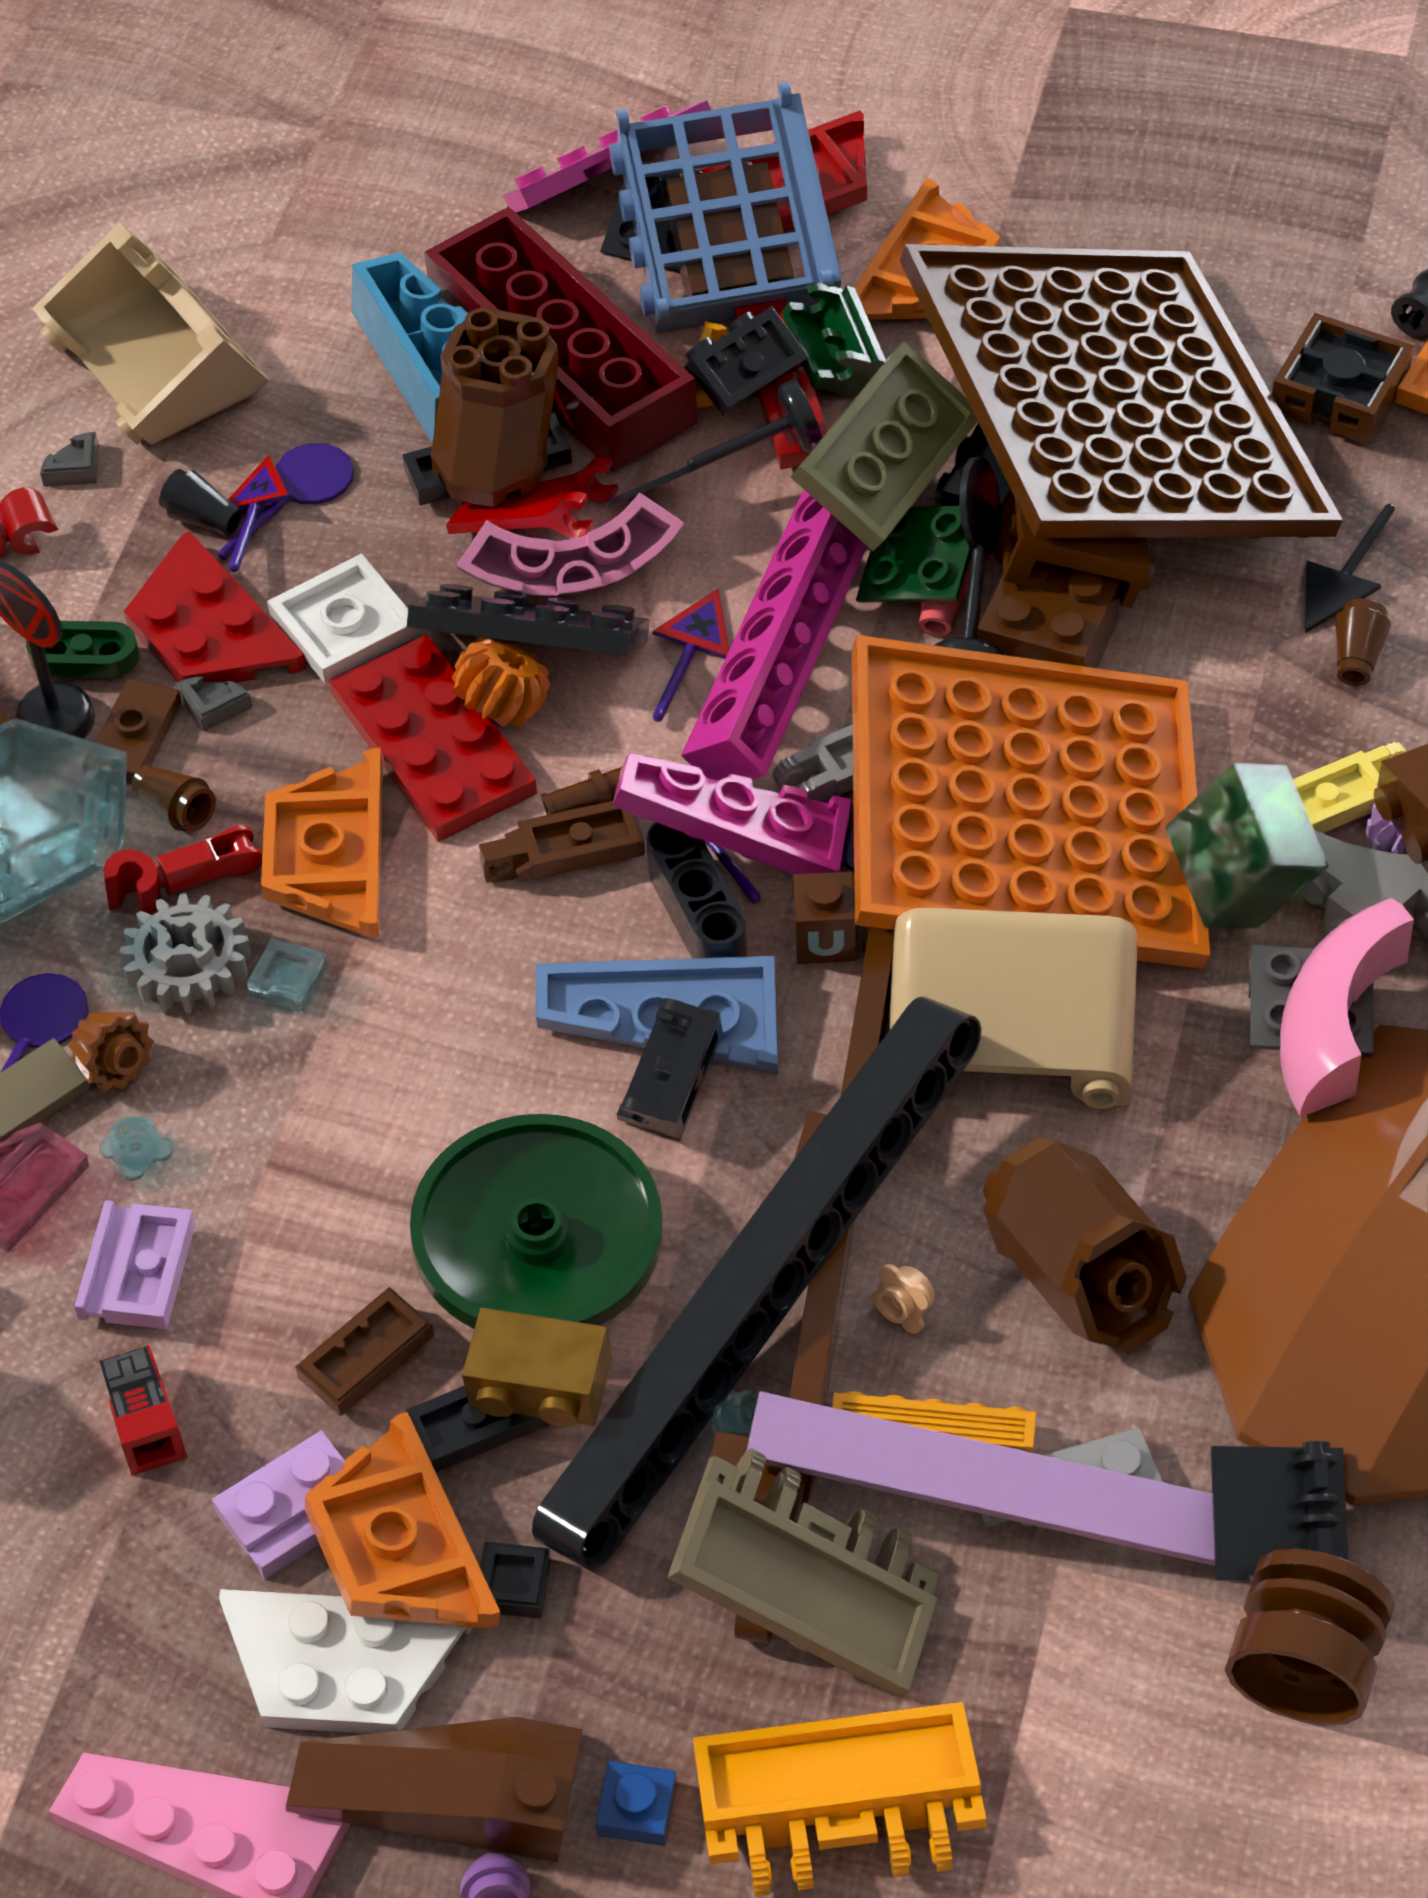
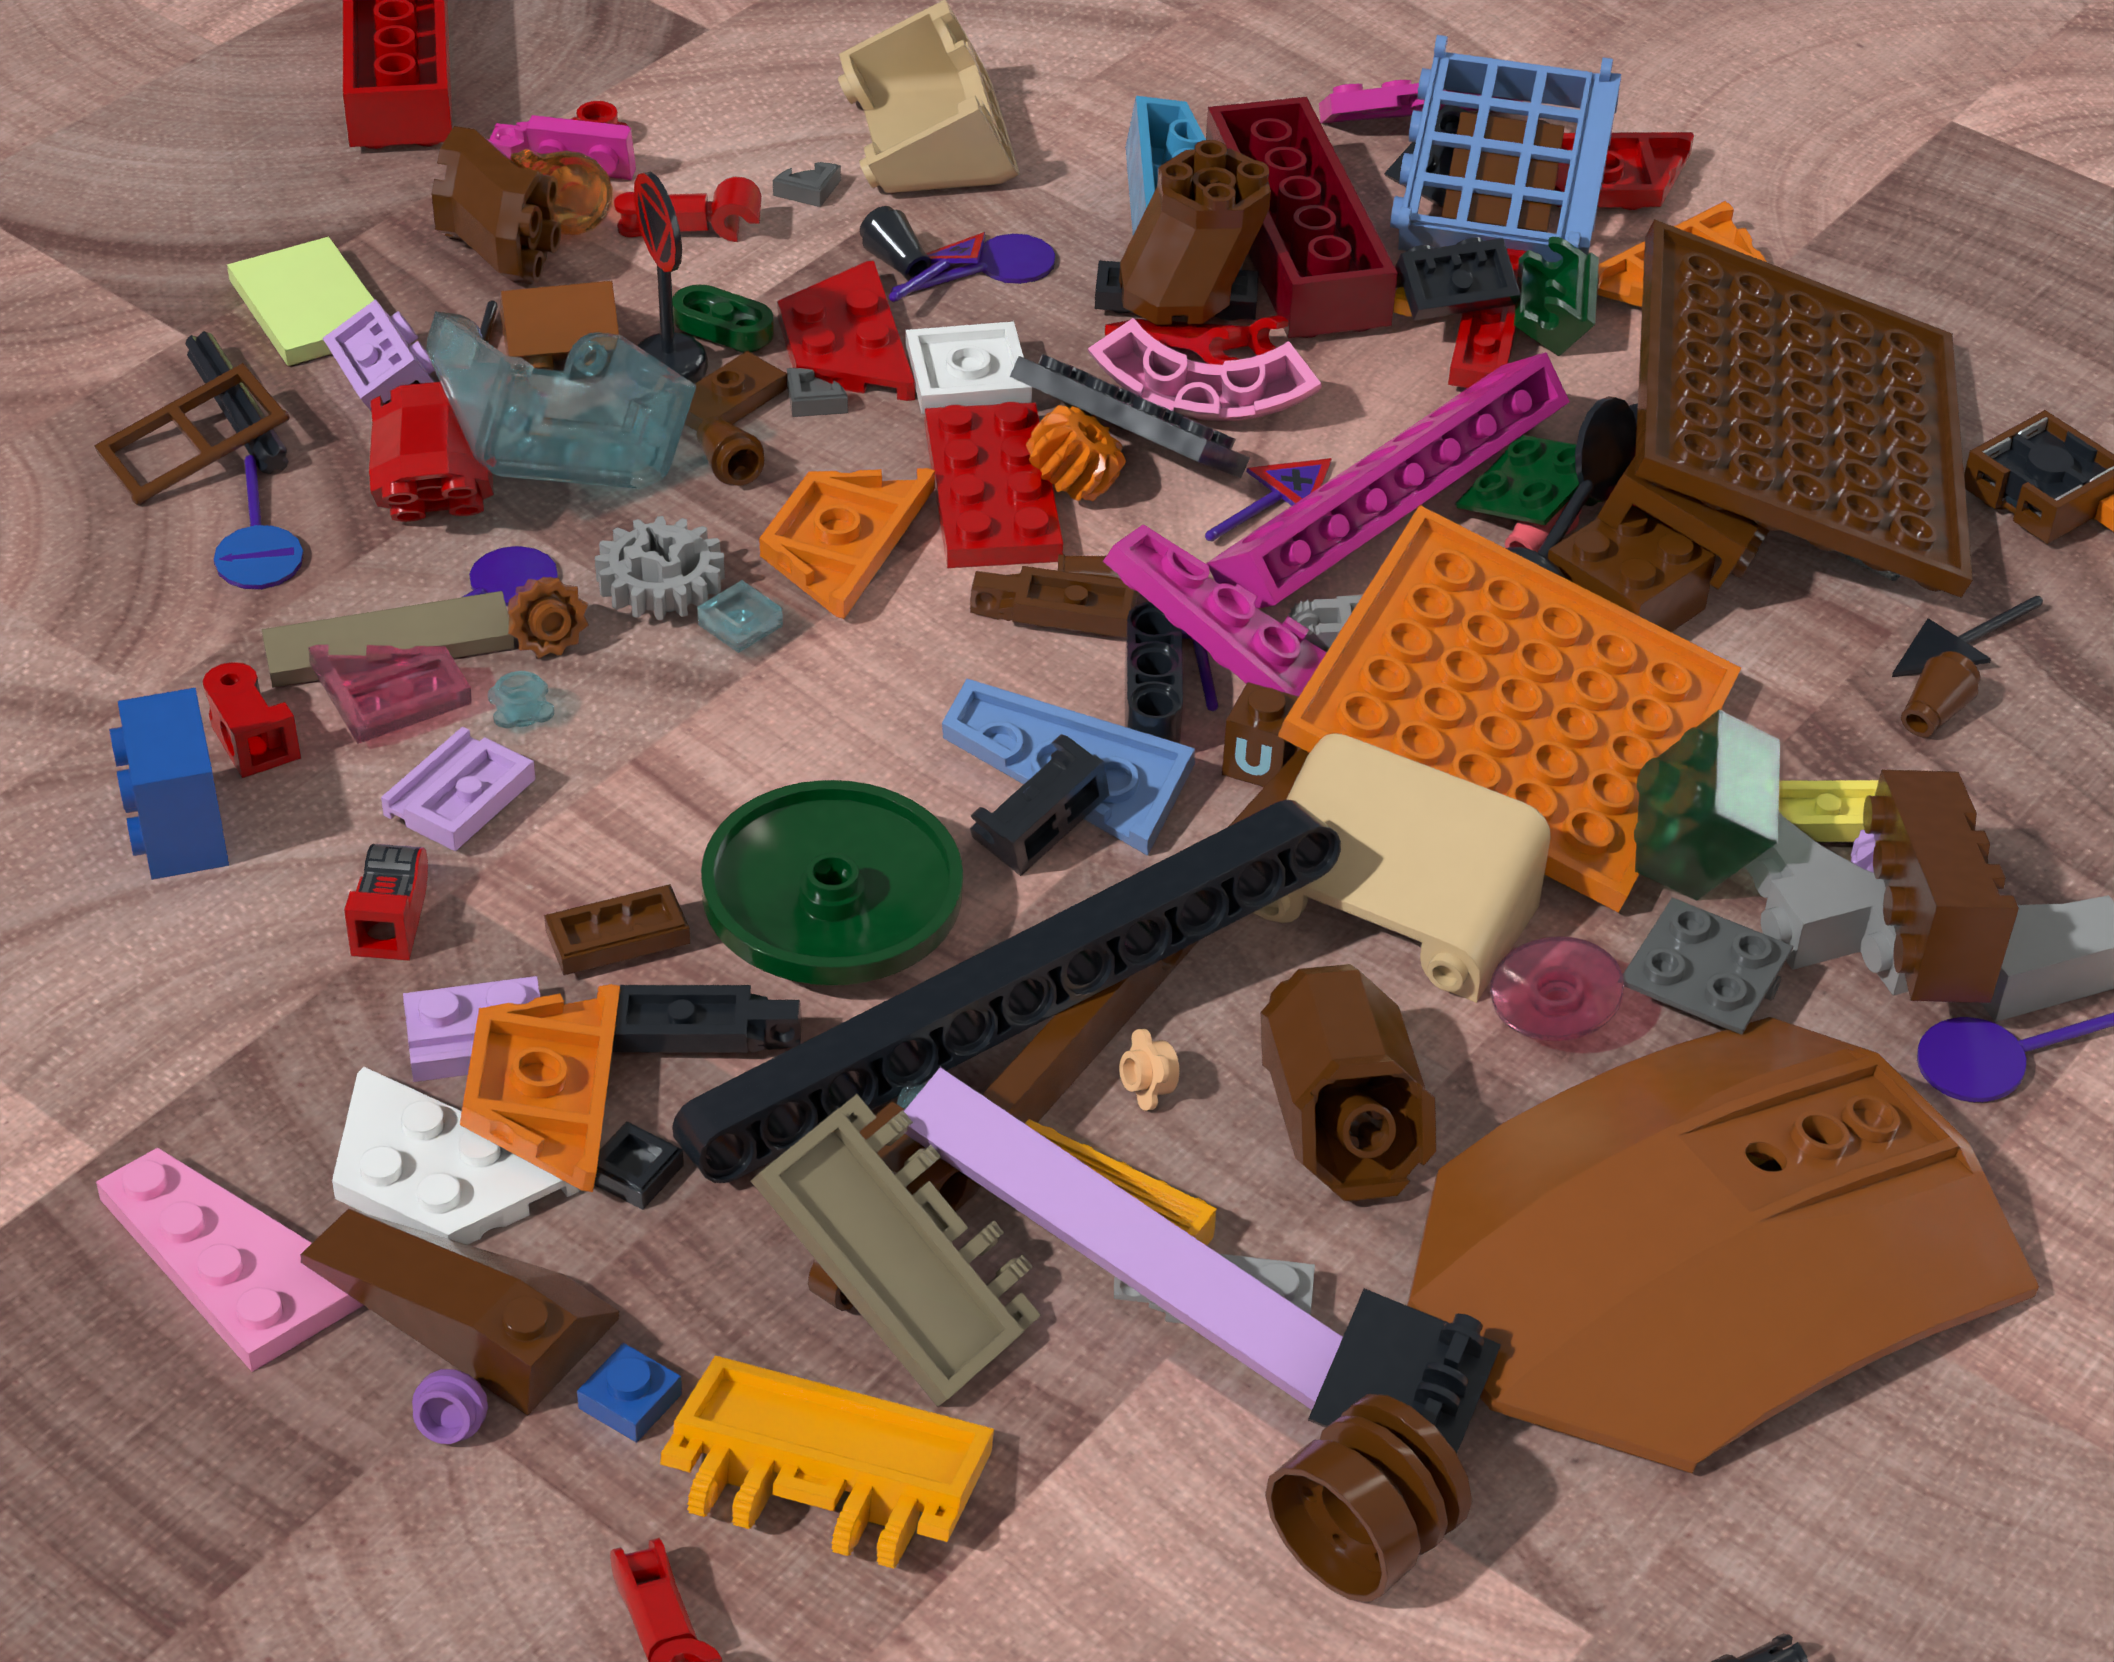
camera: 20 degrees right, 10 degrees down
(212, 859) = (652, 493): red piece -> none
(537, 1367) = (754, 984): pearl gold brick -> none
(797, 418) = (1335, 349): black piece -> none
(887, 446) = (1540, 372): olive plate -> none
(1197, 1050) = (1557, 988): none -> clear pink dish
(1315, 1035) = (1734, 939): bright pink brick -> none

